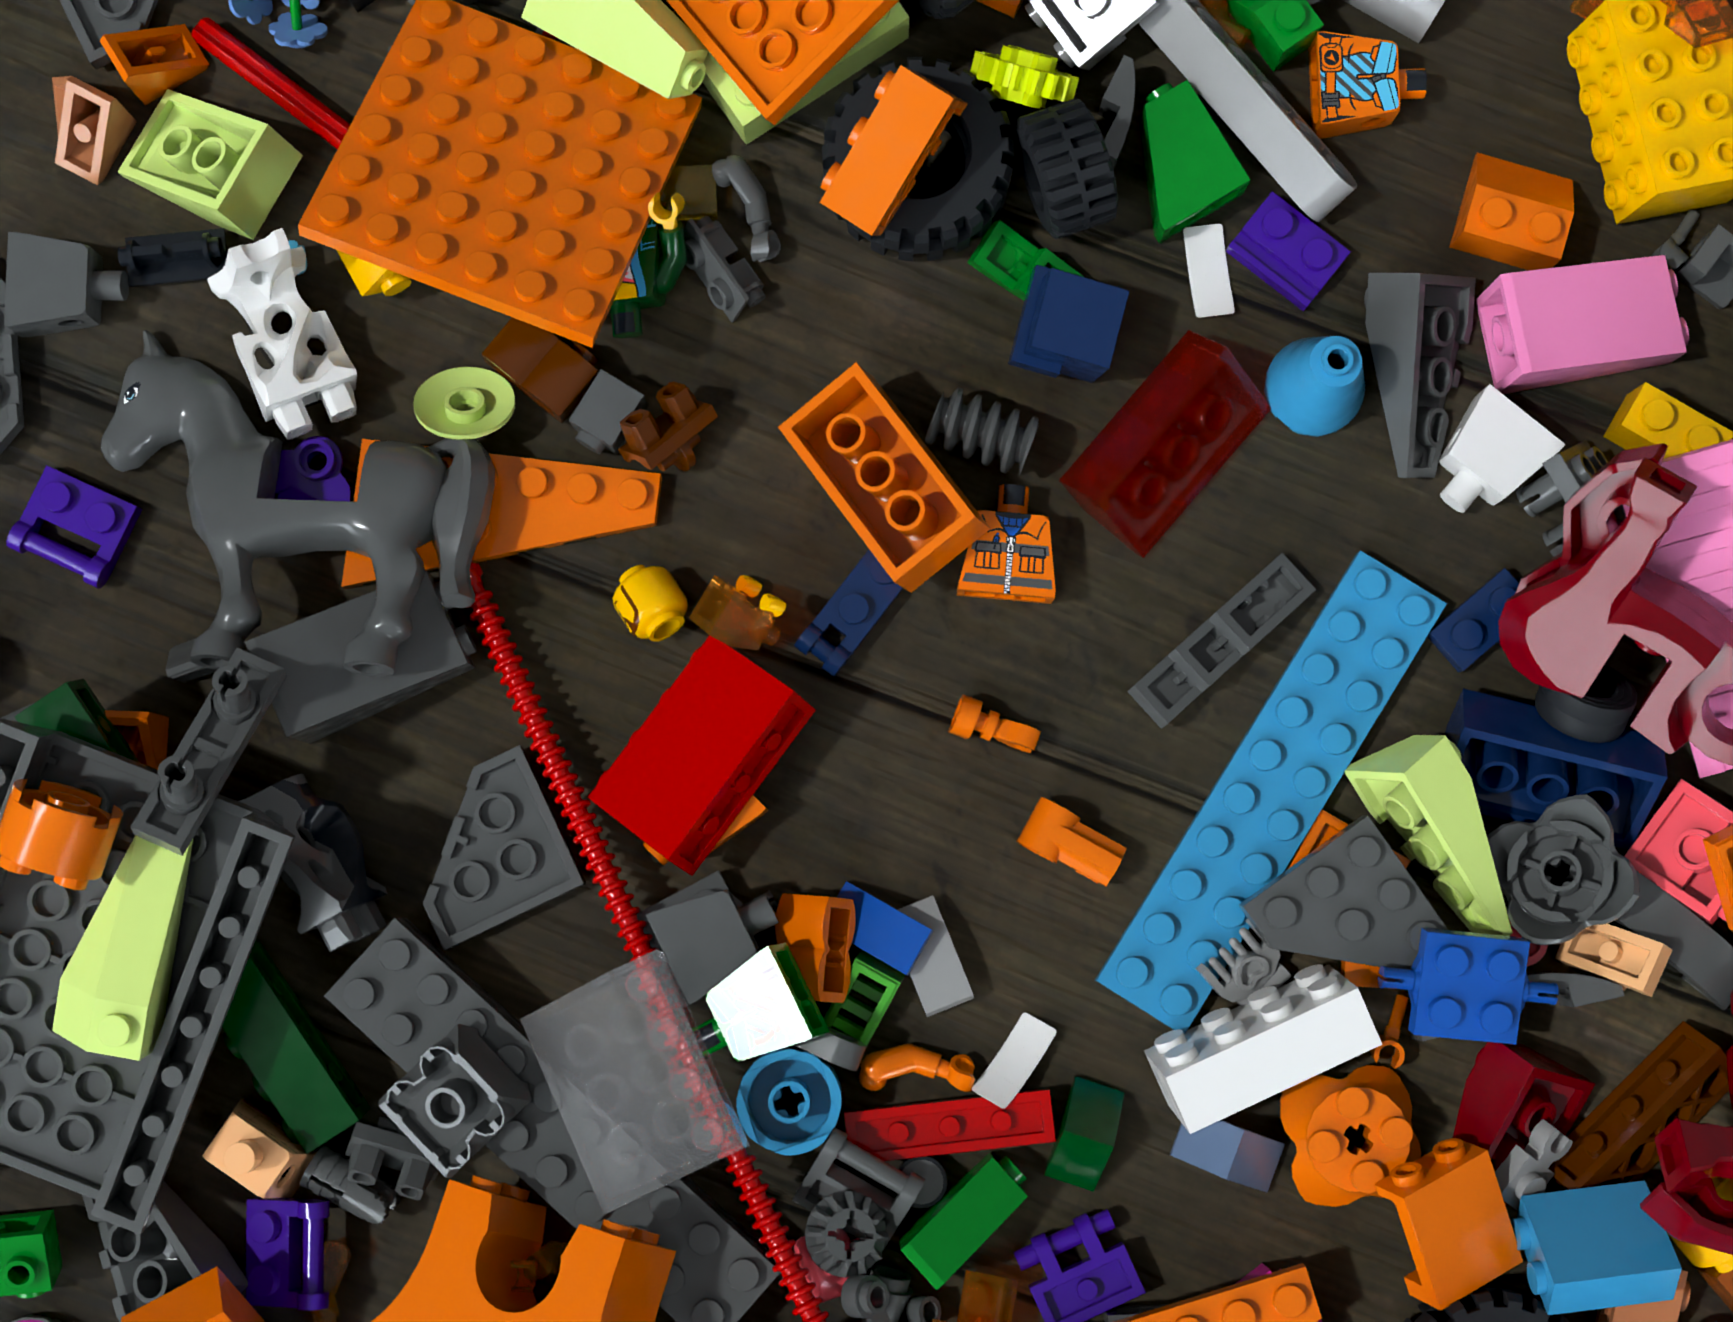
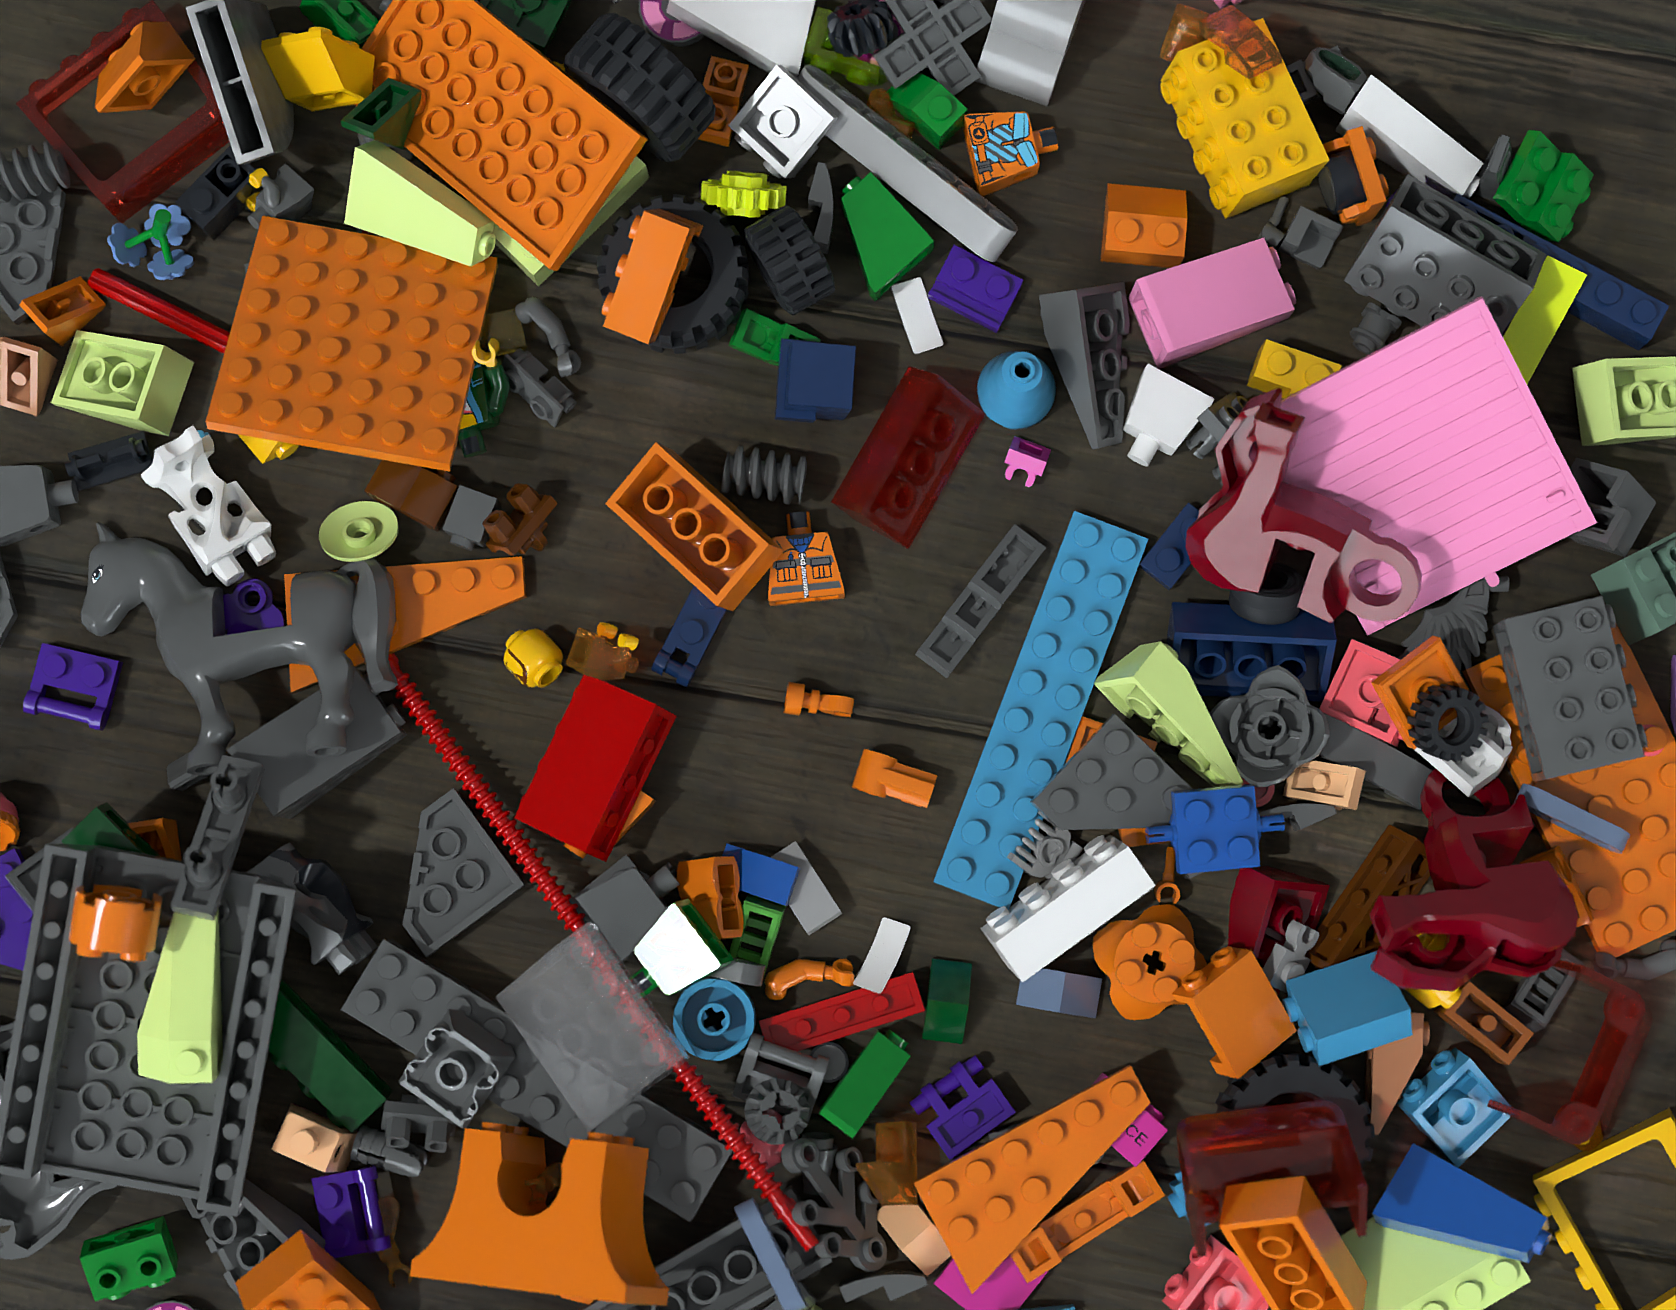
camera: 10 degrees left, 0 degrees up
(1315, 472) = (1028, 457): none -> tile

